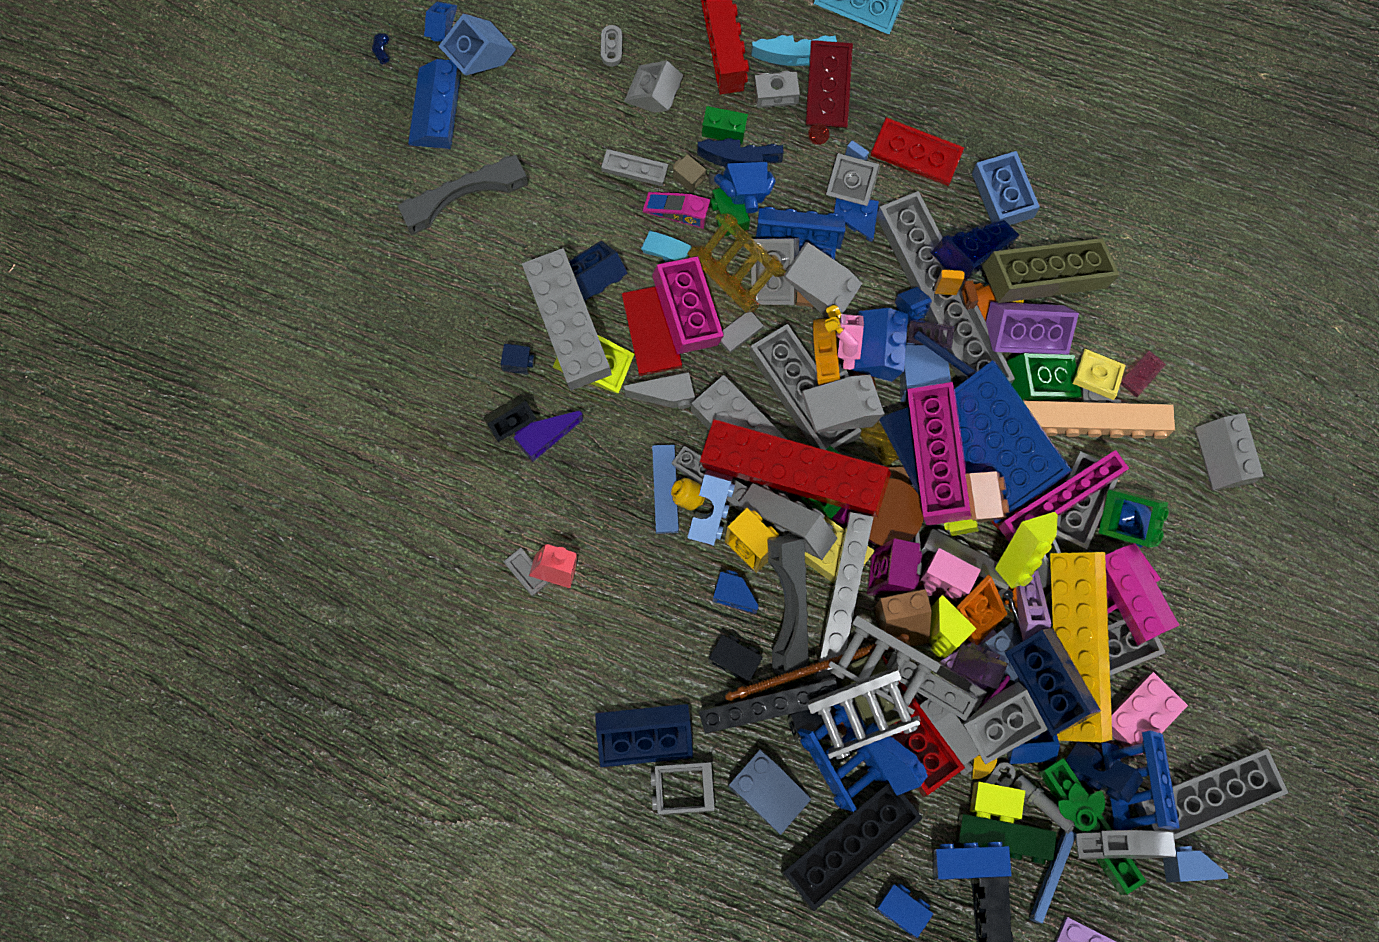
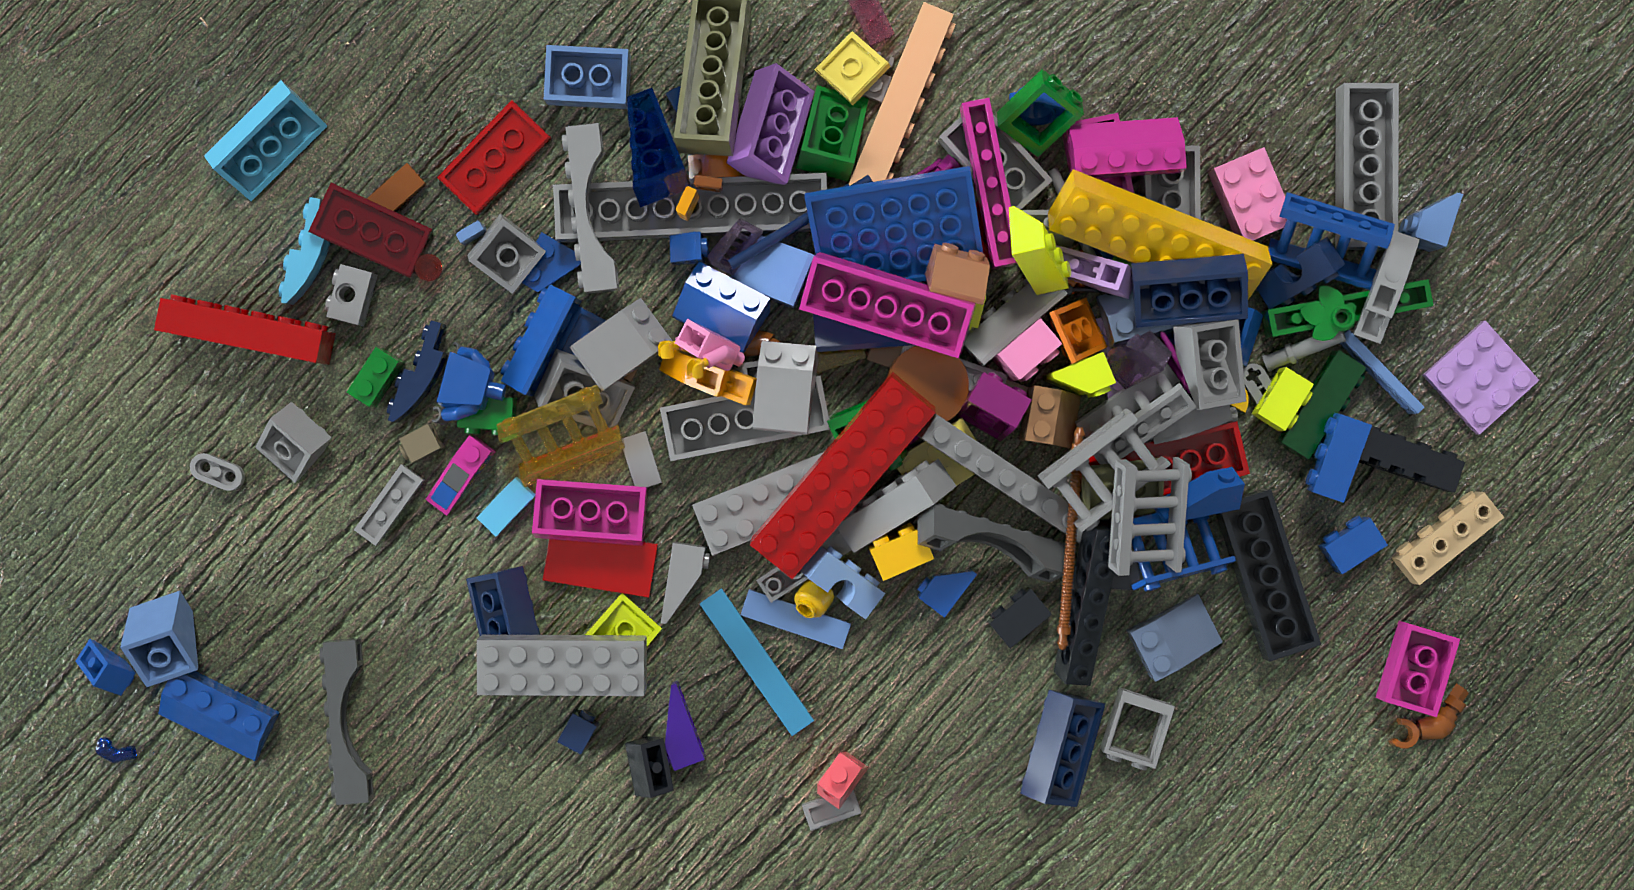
camera: 65 degrees left, 15 degrees up
(620, 472) = (756, 662): none -> dark azure tile
(866, 95) = (398, 188): none -> dark orange tile
(950, 202) = (585, 153): none -> light grey arch

